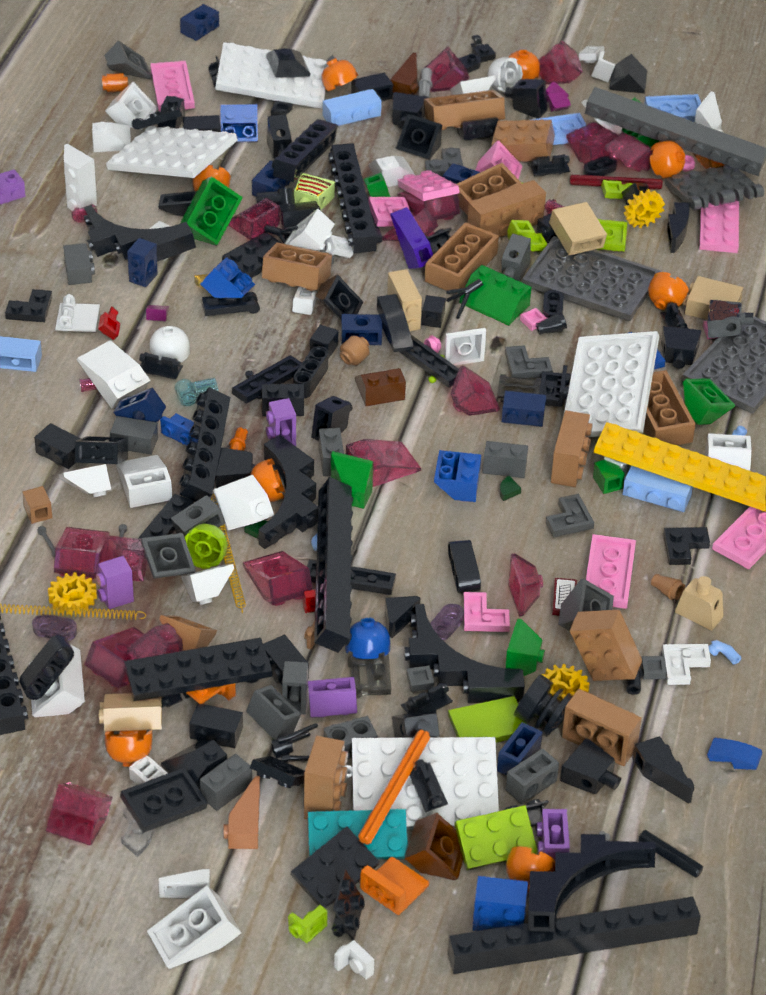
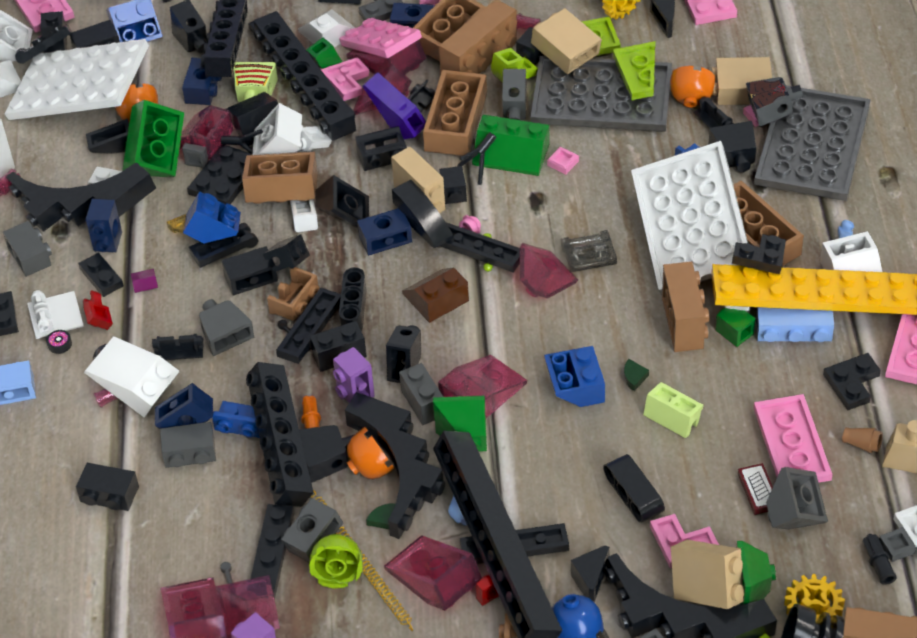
camera: 15 degrees left, 5 degrees up
(37, 504) = (114, 571): medium nougat brick -> none
(42, 531) = (132, 602): dark grey hinge -> none
(71, 337) = (59, 341): none -> tile
(89, 480) = (162, 517): white slope -> none
(99, 451) = (163, 483): black window -> none
(126, 299) = (101, 274): none -> black plate
(145, 481) = (226, 498): white slope -> none
(168, 555) = (302, 590): dark grey slope -> none
(170, 343) = (177, 316): white cylinder -> none
(189, 391) = (228, 368): clear light blue piece -> none
(202, 361) = (224, 326): none -> dark grey torso
(207, 583) = (357, 606): white slope -> none
(239, 233) = (195, 155): none -> dark grey tile
(241, 327) = (249, 271): none -> black brick
(243, 502) = (356, 492): white slope -> none
(266, 357) = (300, 280): none -> medium nougat window
(276, 321) = (289, 251): none -> black hinge
(279, 197) = (222, 98): black piece -> none
(325, 337) = (349, 255): black brick -> none
(354, 350) = (389, 259): medium nougat head -> none
(379, 274) = (381, 154): none -> black window
(448, 620) = (647, 566): clear purple plate -> none
(465, 346) = (511, 216): white slope -> none
(484, 636) = (707, 574): none -> tan brick
(505, 459) = (617, 340): dark grey brick -> none
(523, 408) = (606, 272): dark blue brick -> none
(523, 583) = (710, 490): clear pink slope -> none
(524, 367) = (580, 221): dark grey plate -> none
(524, 520) = (672, 409): none -> yellowish green hinge
(552, 303) = (577, 137): black plate -> none
(552, 324) = (588, 160): black cone -> none
(554, 387) = (627, 236): black bracket -> none
(573, 519) = (723, 388): dark grey plate -> none
(606, 645) = (846, 540): medium nougat brick -> none
(628, 265) = (637, 68): none -> lime wing
(651, 429) = (765, 257): none -> black plate
(705, 400) = (795, 201): green slope -> none

